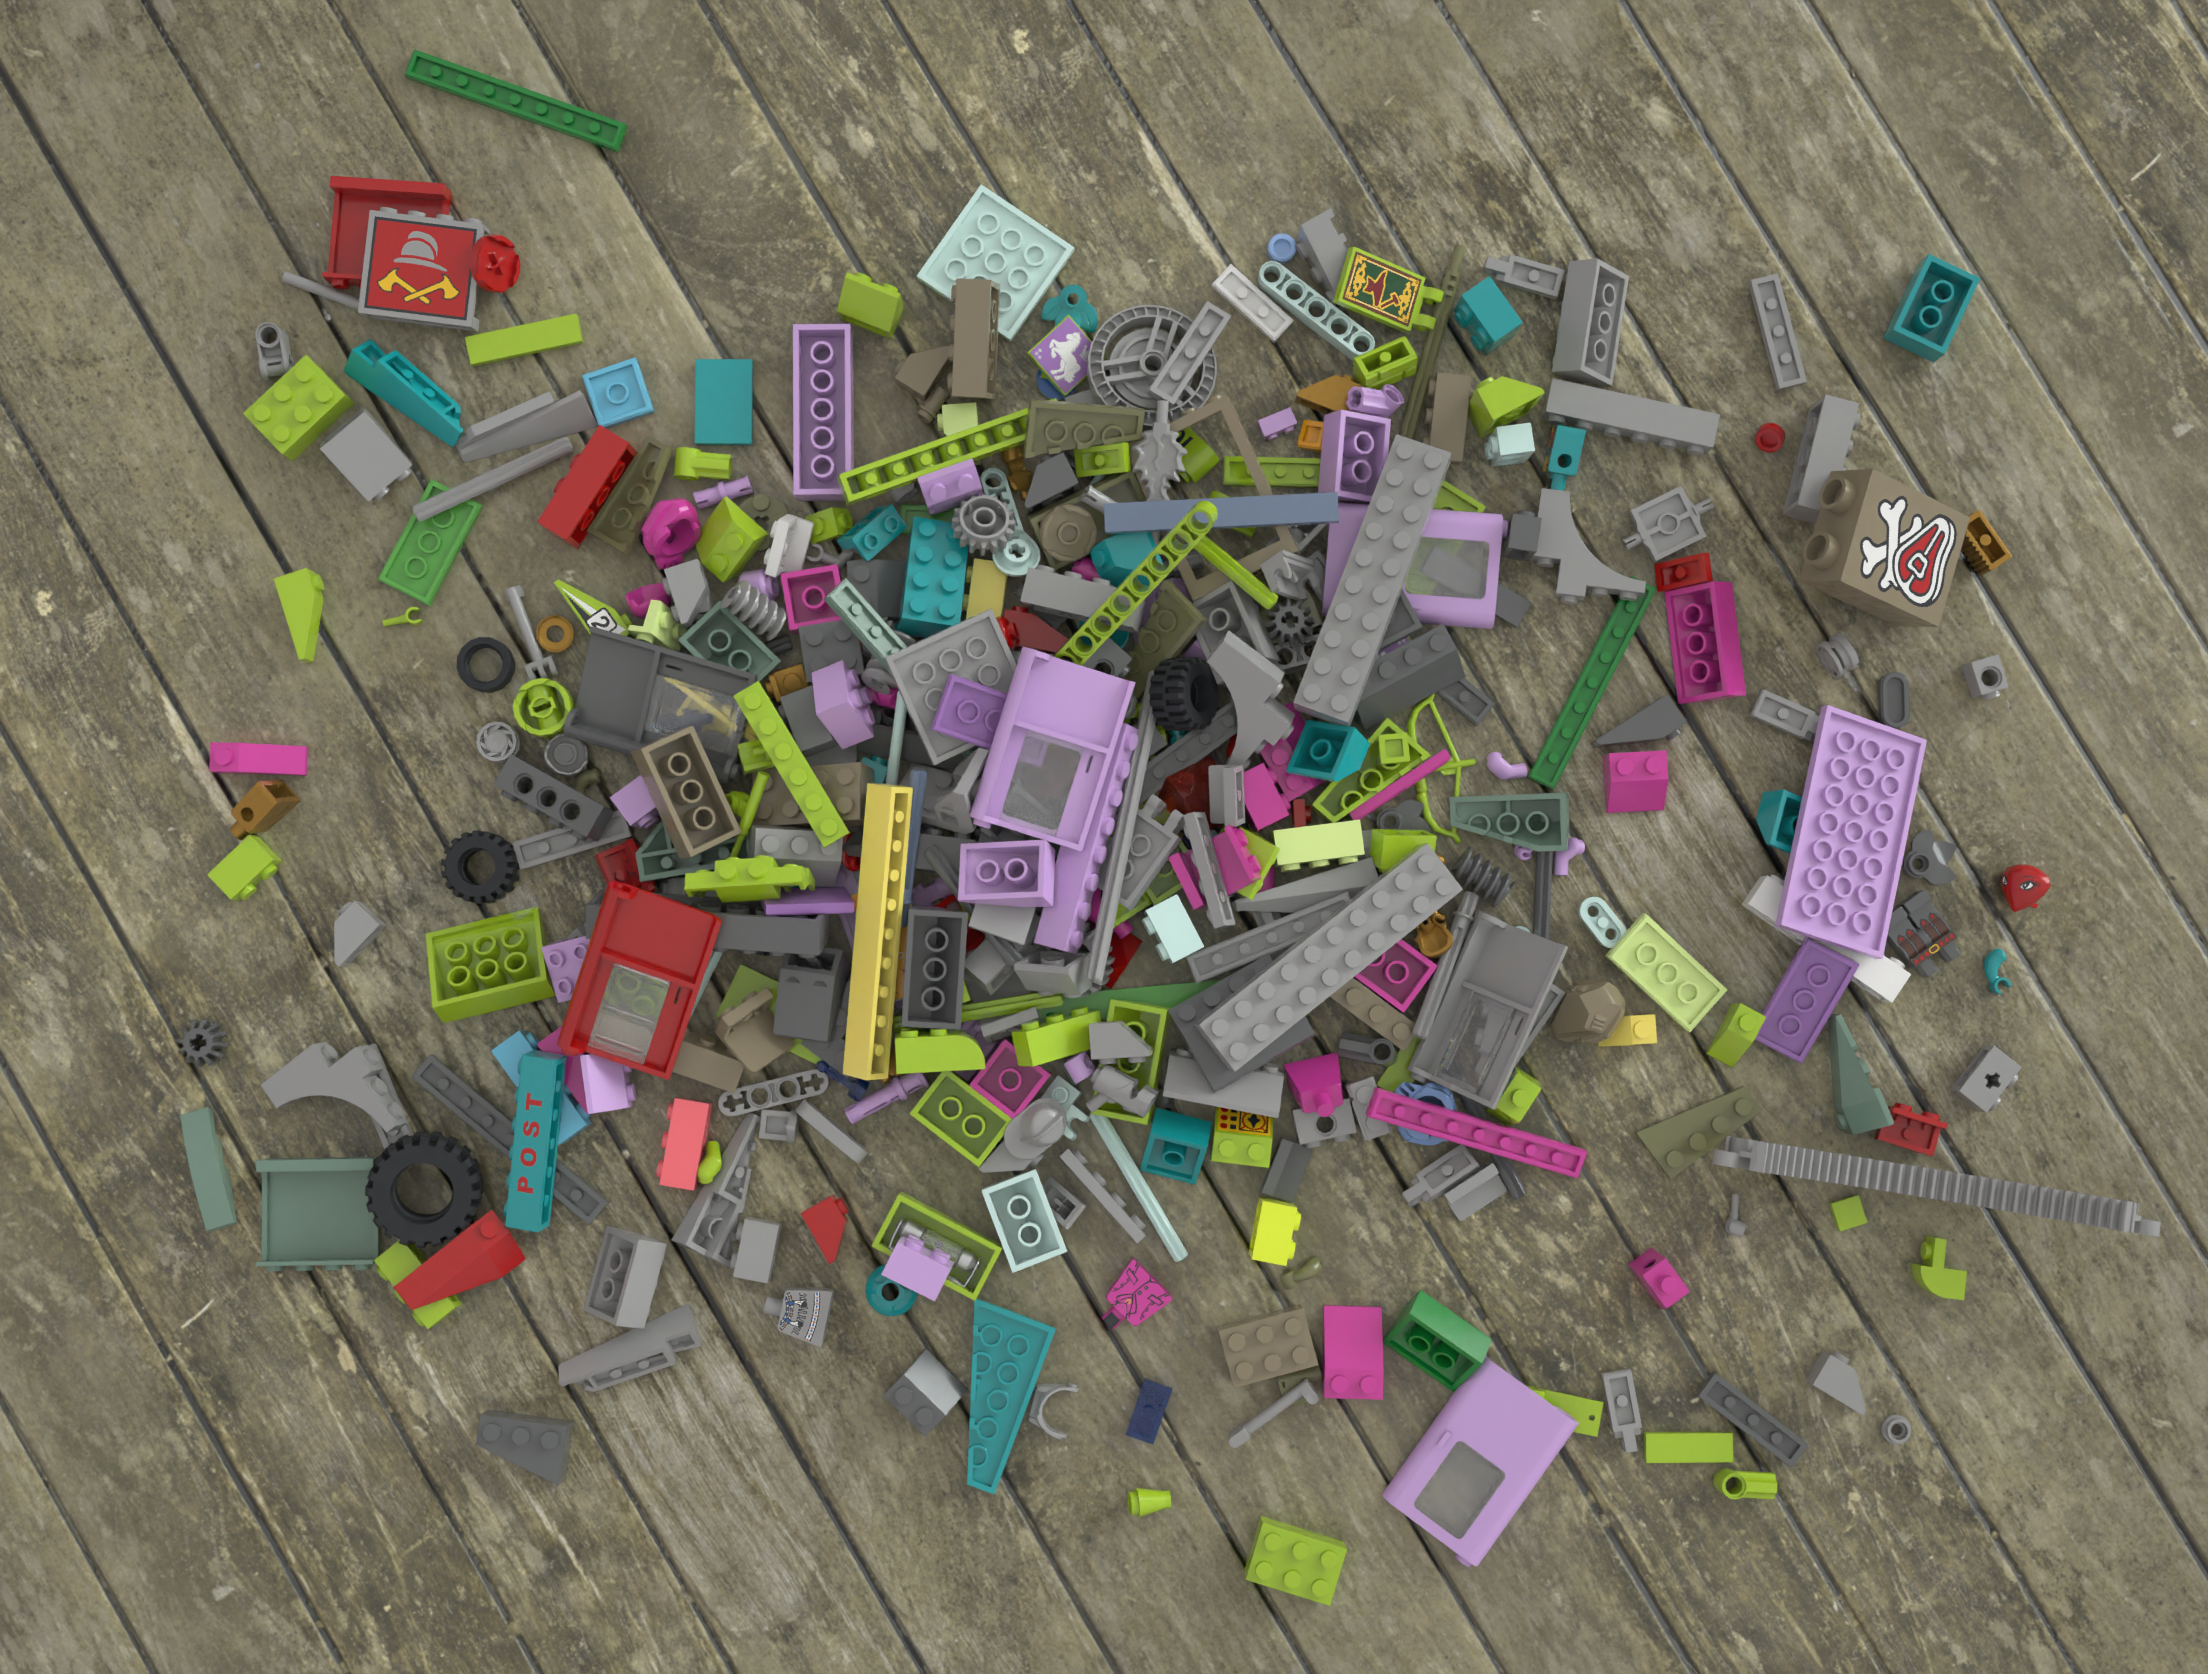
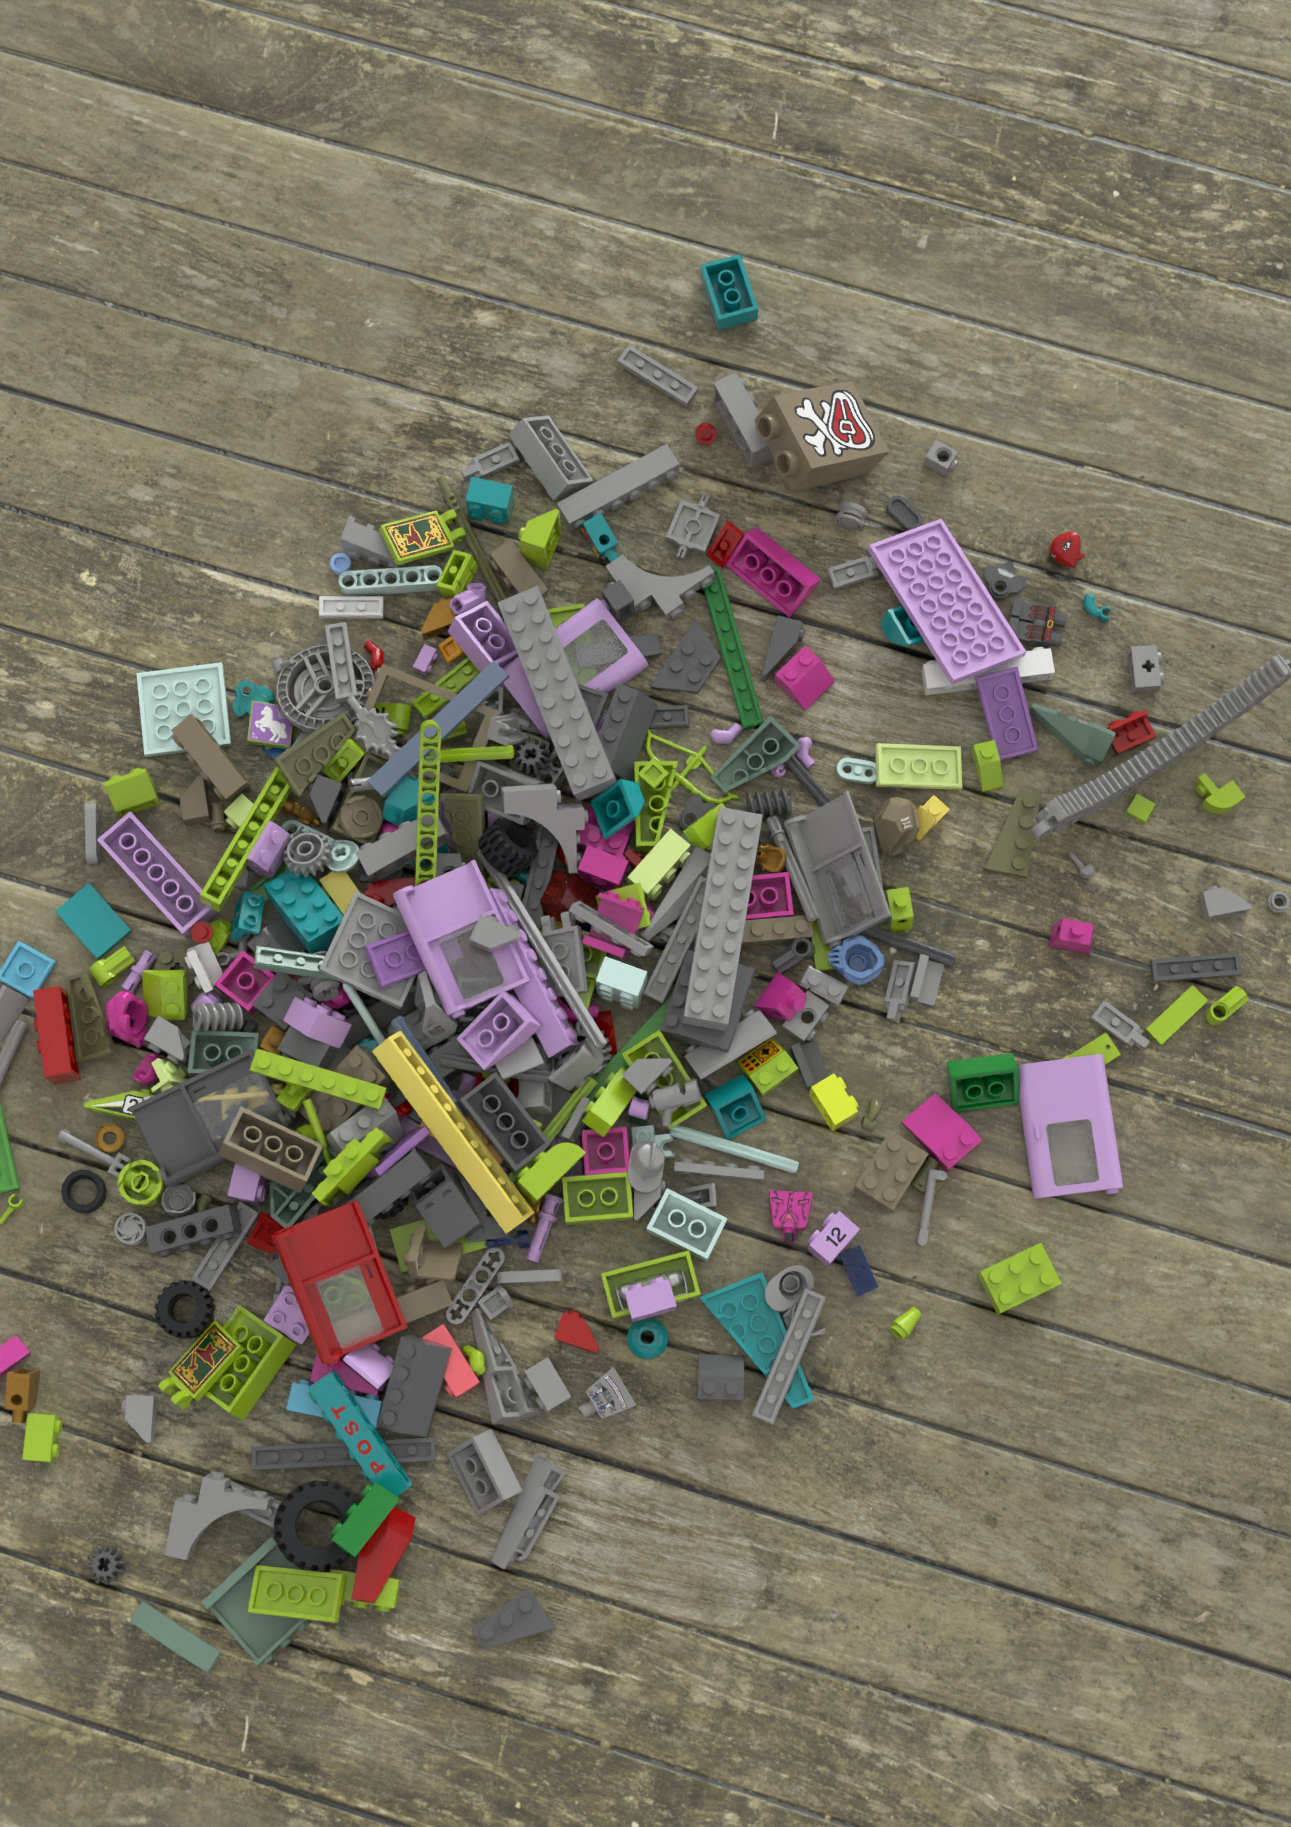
camera: 35 degrees left, 10 degrees down
(347, 1234) = (296, 1594): none -> lime plate
(450, 935) = (201, 1365): none -> tile
(464, 1229) = (363, 1519): none -> green slope
(629, 1138) = (414, 1386): none -> dark grey slope
(798, 311) = (92, 833): none -> light grey beam
(814, 510) = (201, 932): none -> red plate
(1007, 1433) = (789, 1356): none -> light grey tile
(1066, 1368) = (788, 1287): none -> light grey piece
(1082, 775) = (492, 935): none -> light grey slope
(1129, 300) = (279, 664): none -> light grey hand
(1151, 1361) = (832, 1240): none -> lavender brick
(1227, 794) = (582, 880): light grey panel -> none
(1233, 377) = (377, 655): none -> red arm
(1400, 785) = (677, 791): dark pink tile -> none
(1475, 1132) = (895, 945): dark pink tile -> none
(1510, 445) = (566, 558): light aqua brick -> none
(1535, 662) = (689, 663): none -> dark grey wing
(1983, 545) = (873, 390): pearl gold brick -> none

